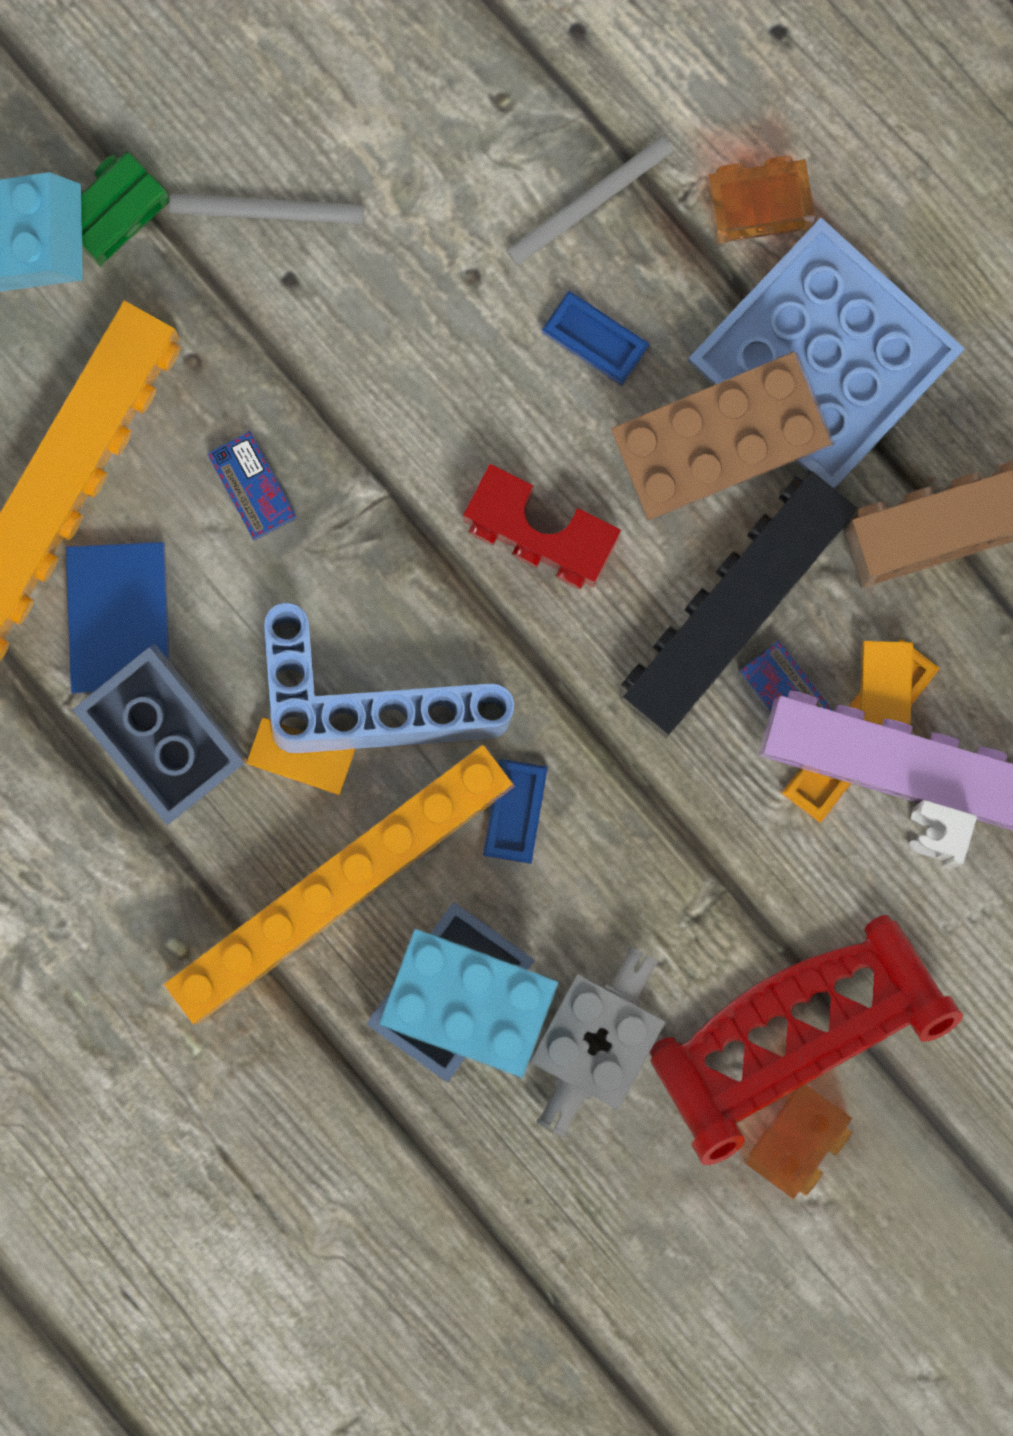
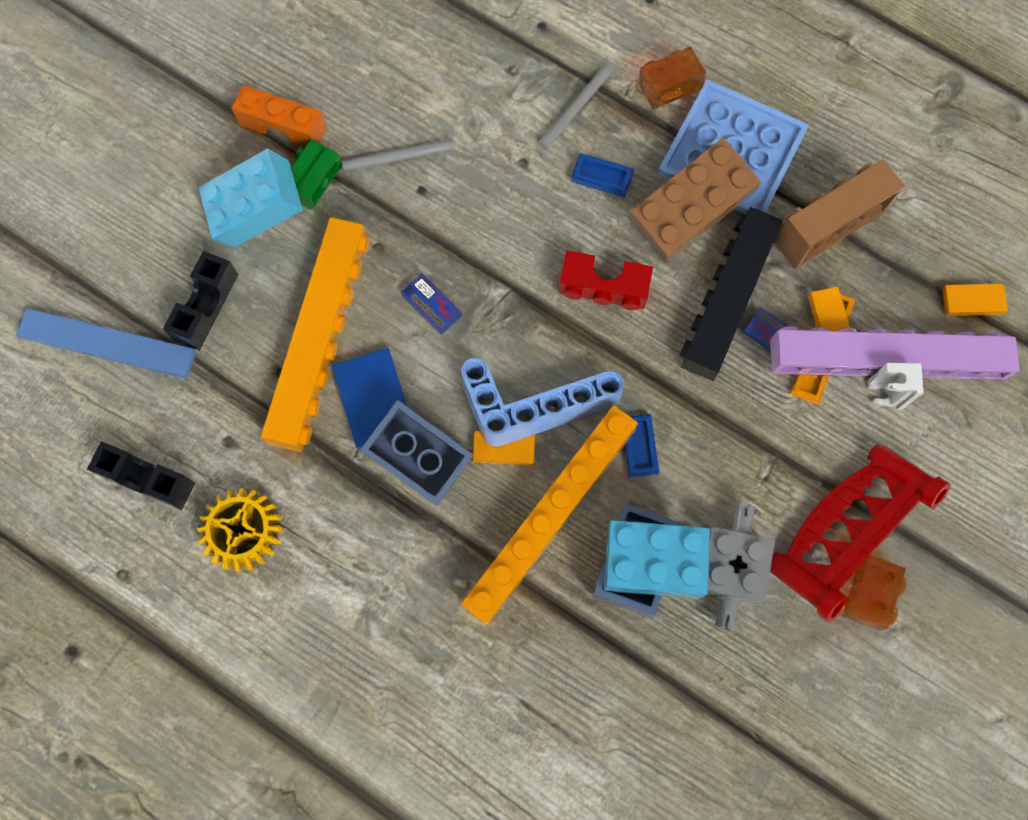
camera: 20 degrees left, 10 degrees down
(87, 91) = (260, 109): none -> orange arch

